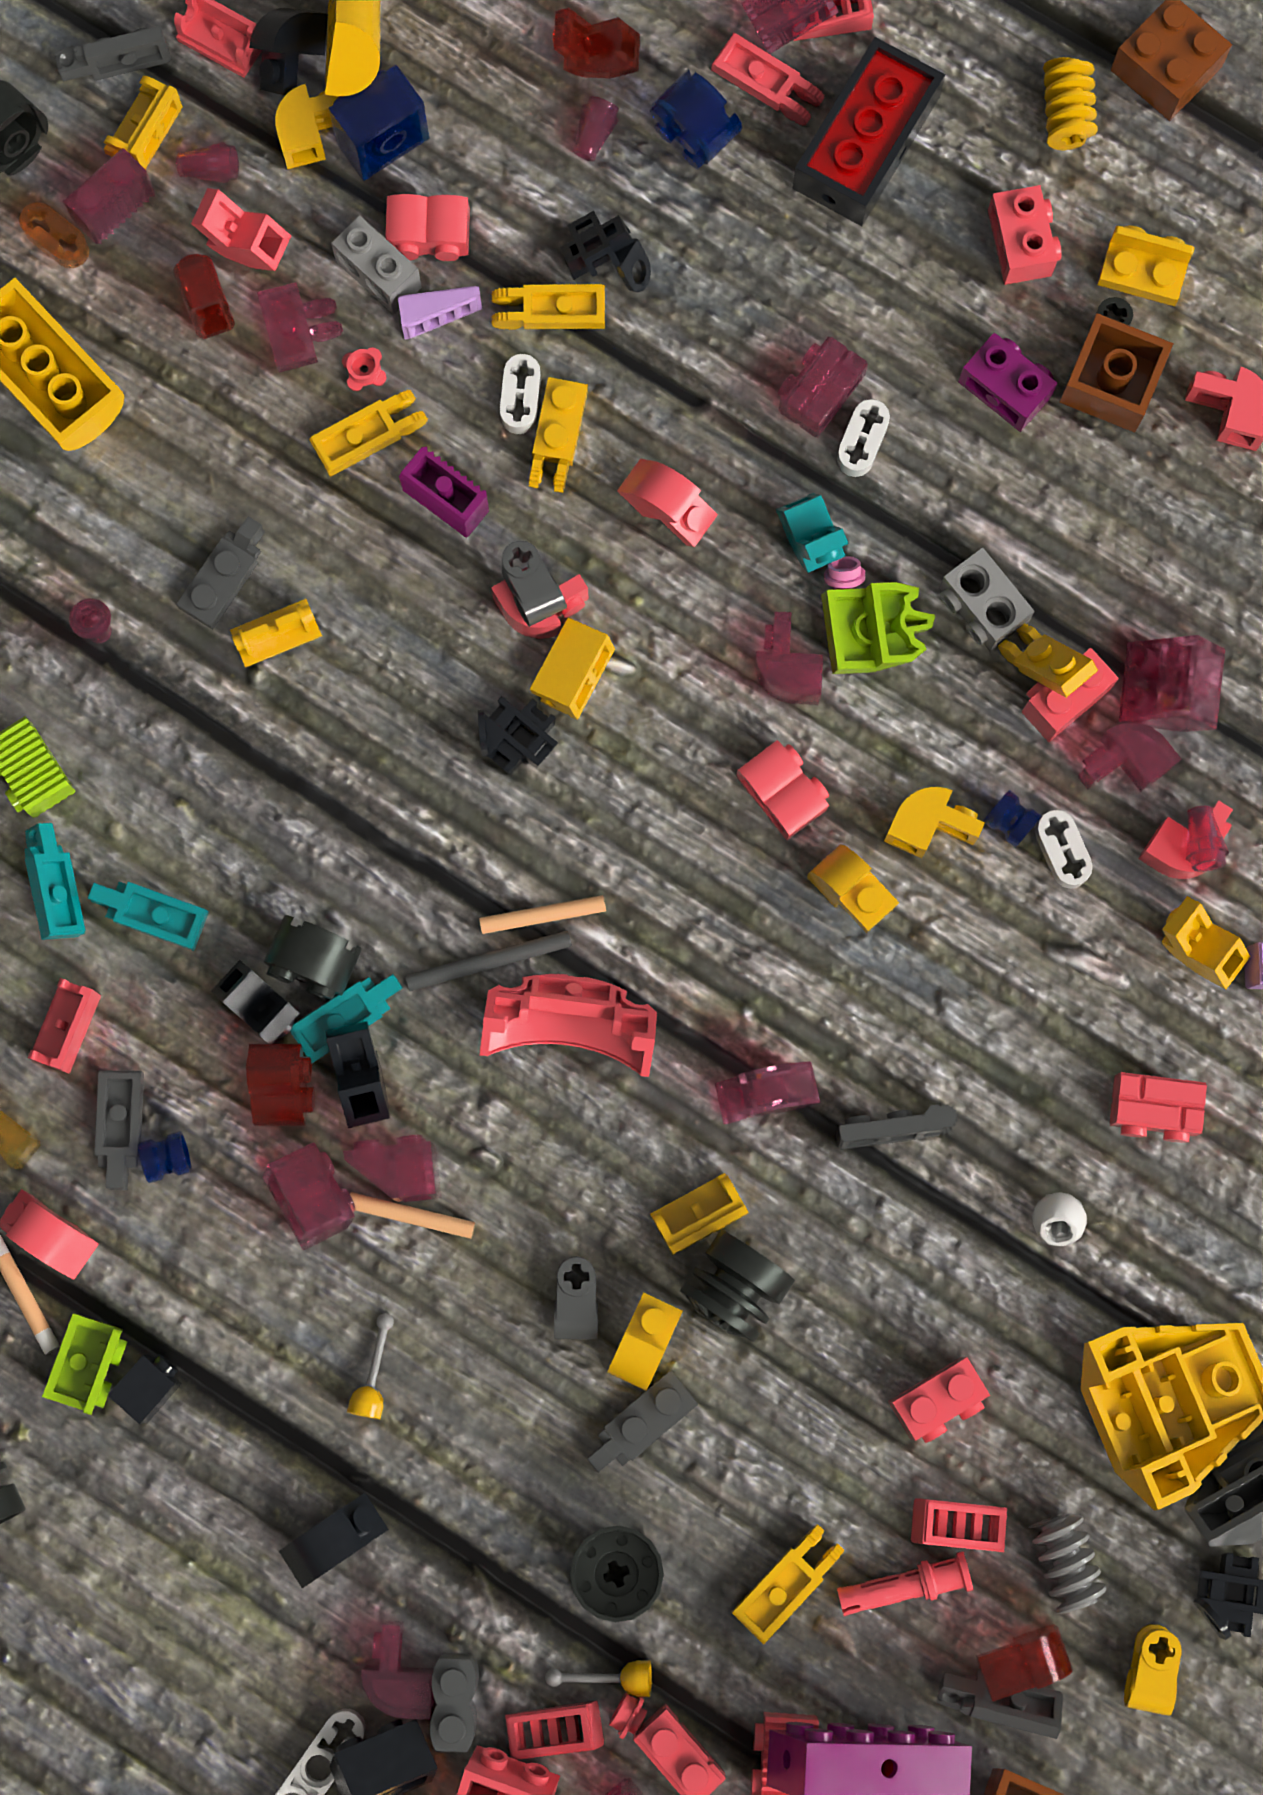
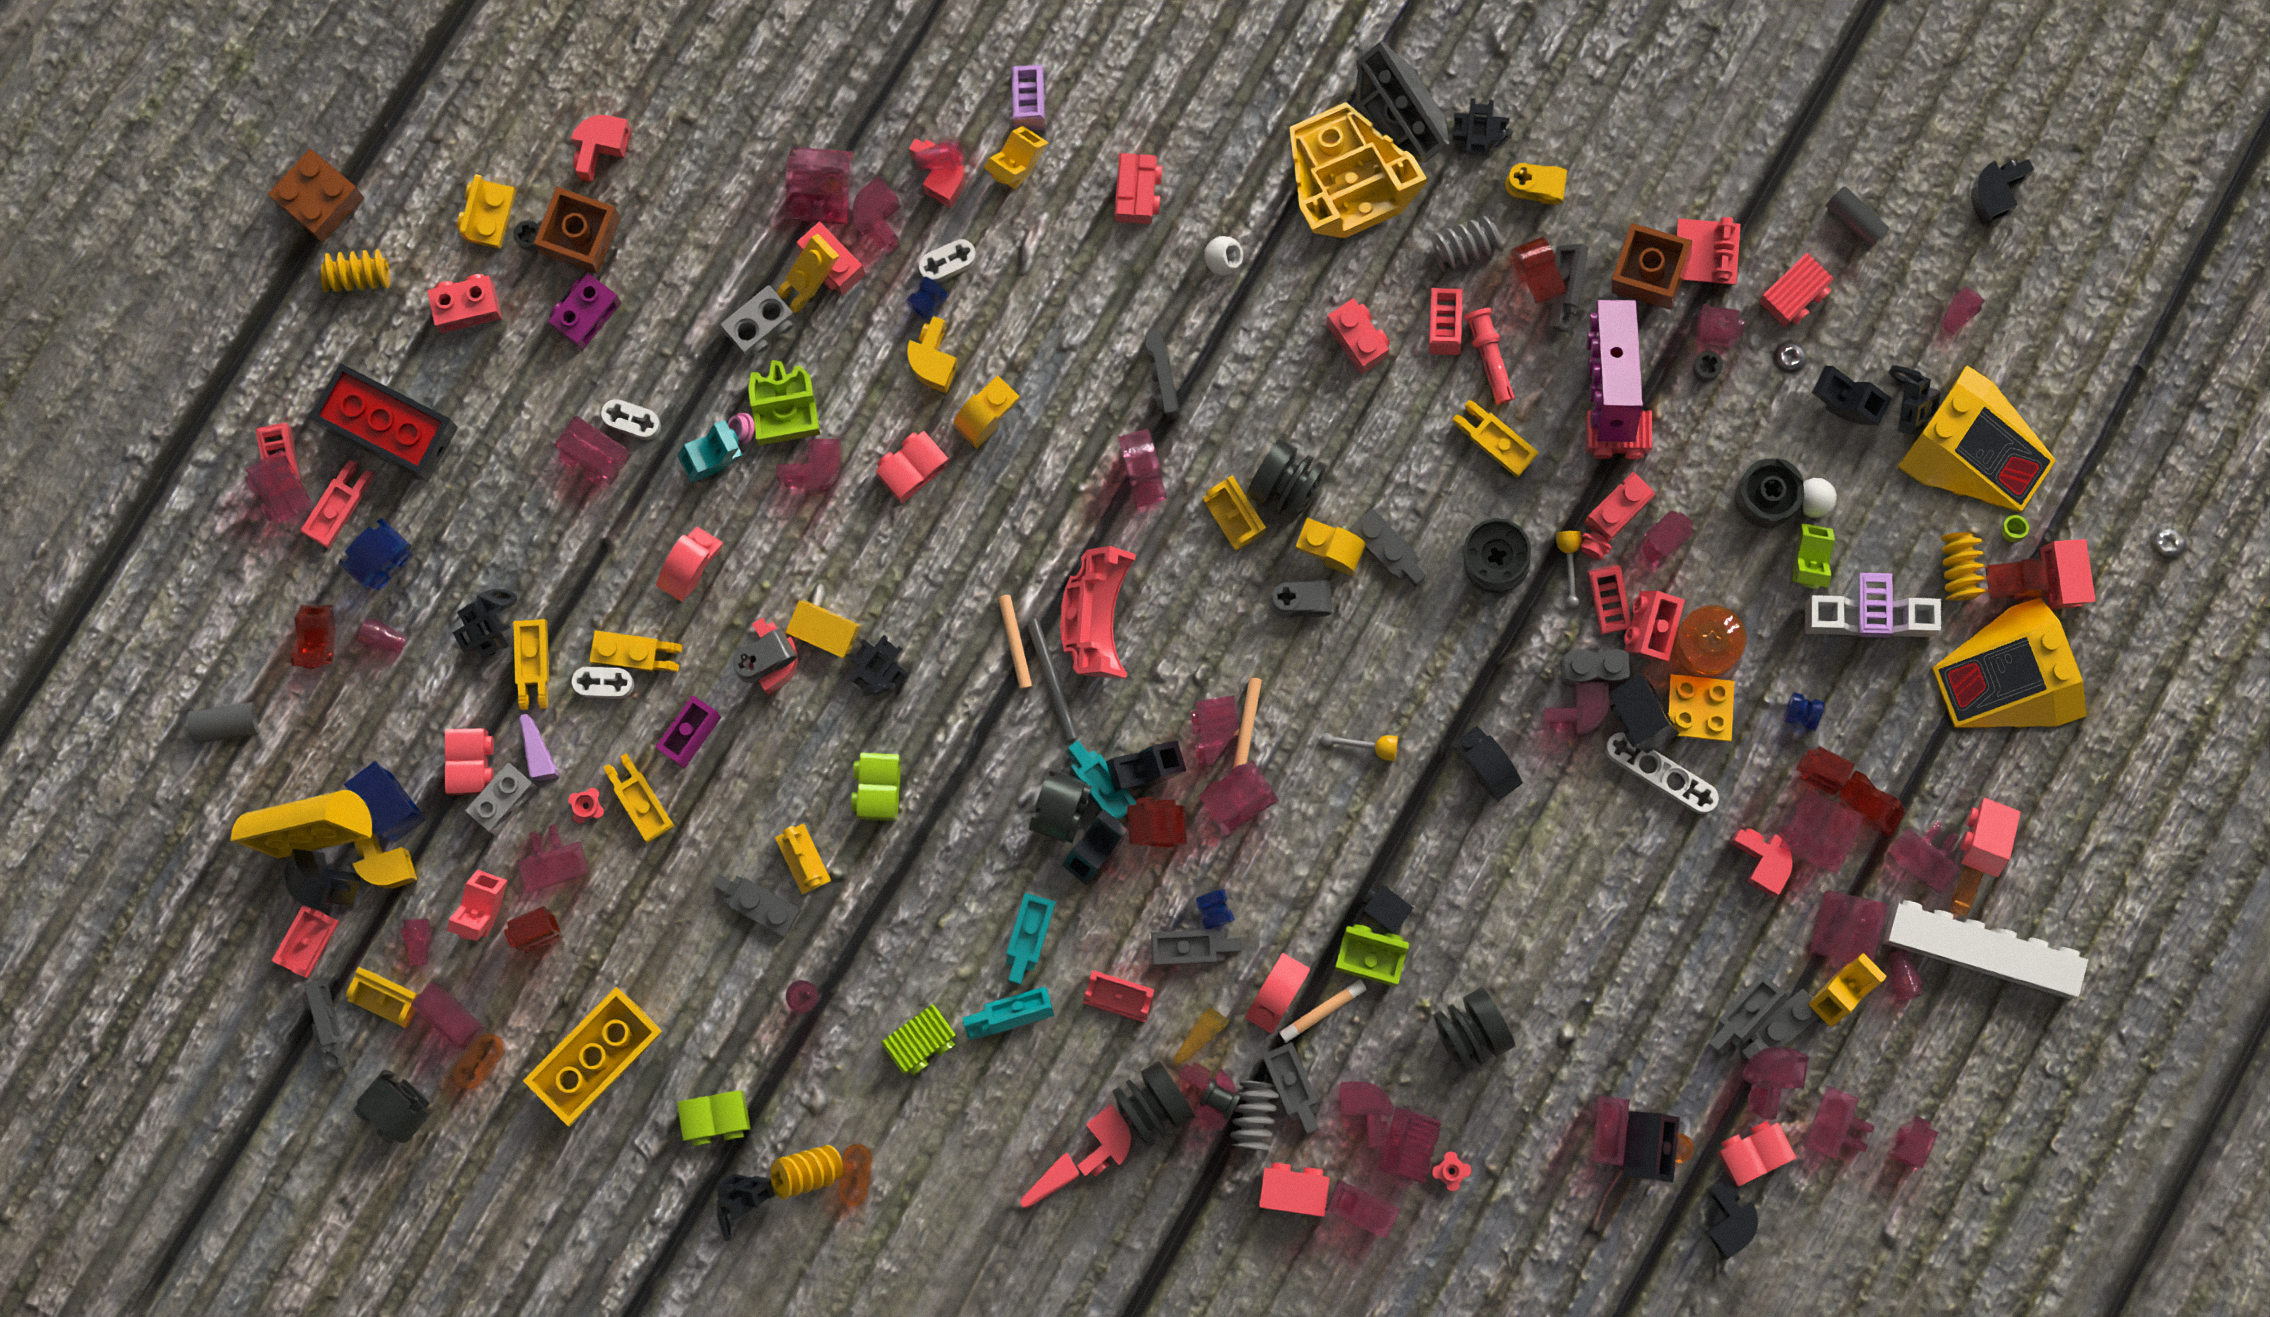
camera: 90 degrees left, 0 degrees up
(359, 728) = (878, 786): none -> lime brick

